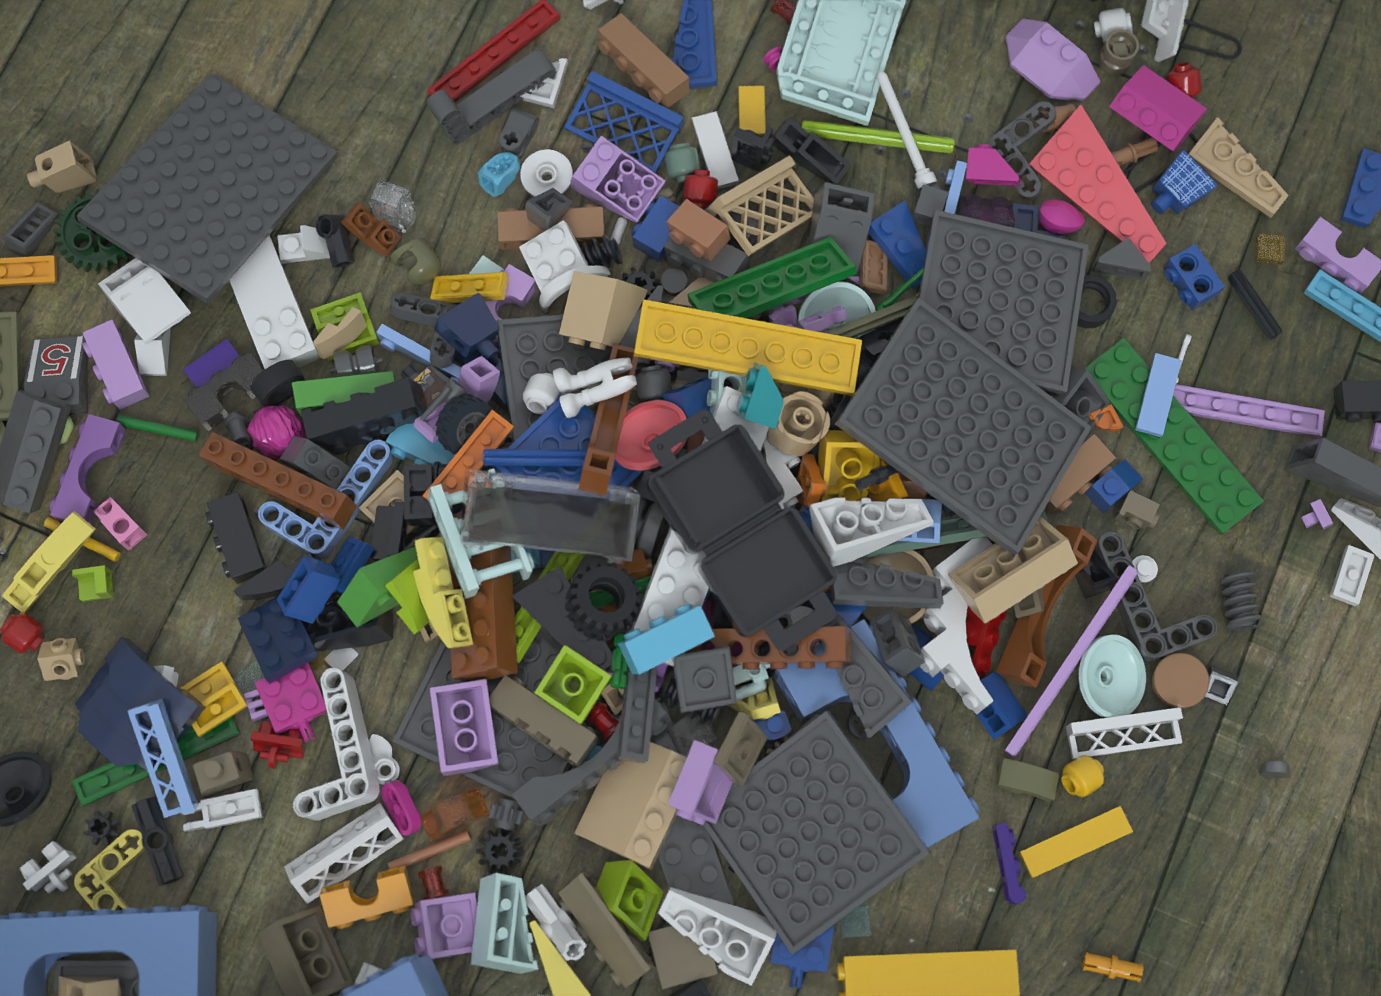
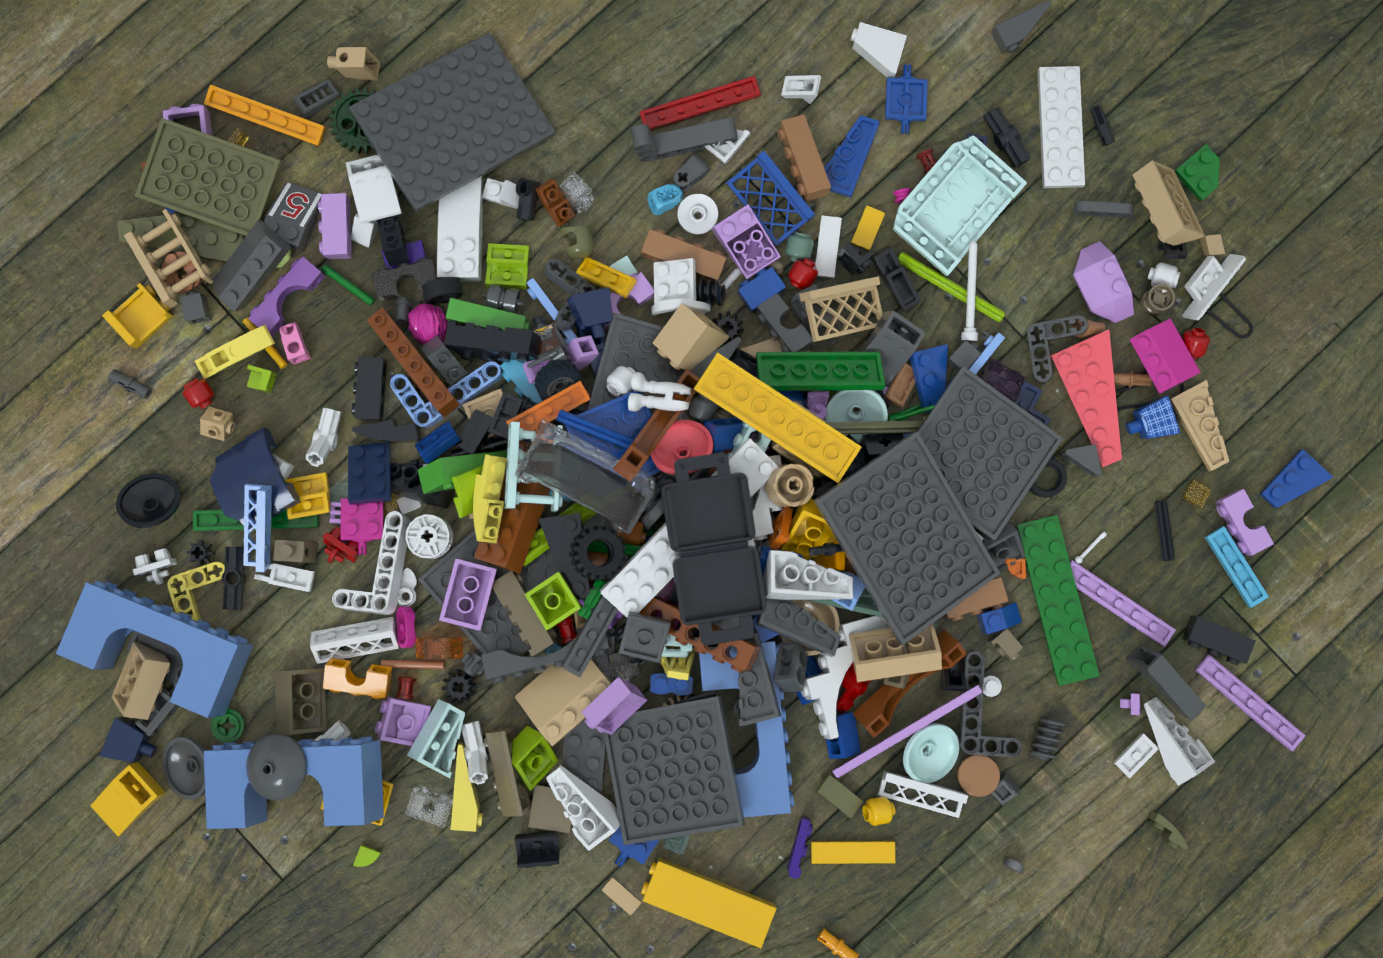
camera: 20 degrees right, 10 degrees up
(193, 350) = (393, 240): none -> black brick
(204, 617) = (325, 437): none -> white piece
(308, 589) = (402, 450): blue brick -> none
(336, 338) = (494, 274): tan slope -> none
(401, 678) = (442, 538): none -> white wheel
(547, 208) = (686, 243): dark grey slope -> none
(665, 638) = (628, 600): medium azure brick -> none
(674, 281) = (754, 333): dark grey tile -> none
(698, 230) = (785, 307): nougat brick -> none
(740, 749) = (648, 695): dark tan plate -> none
(761, 399) = (768, 462): teal slope -> none
(821, 320) = (842, 412): lavender plate -> none
(988, 167) = (1020, 347): dark pink slope -> none
(1060, 217) = (1055, 405): dark pink hat -> none
(1158, 395) = (1060, 568): light blue tile -> none
(1199, 274) = (1135, 492): blue brick -> none

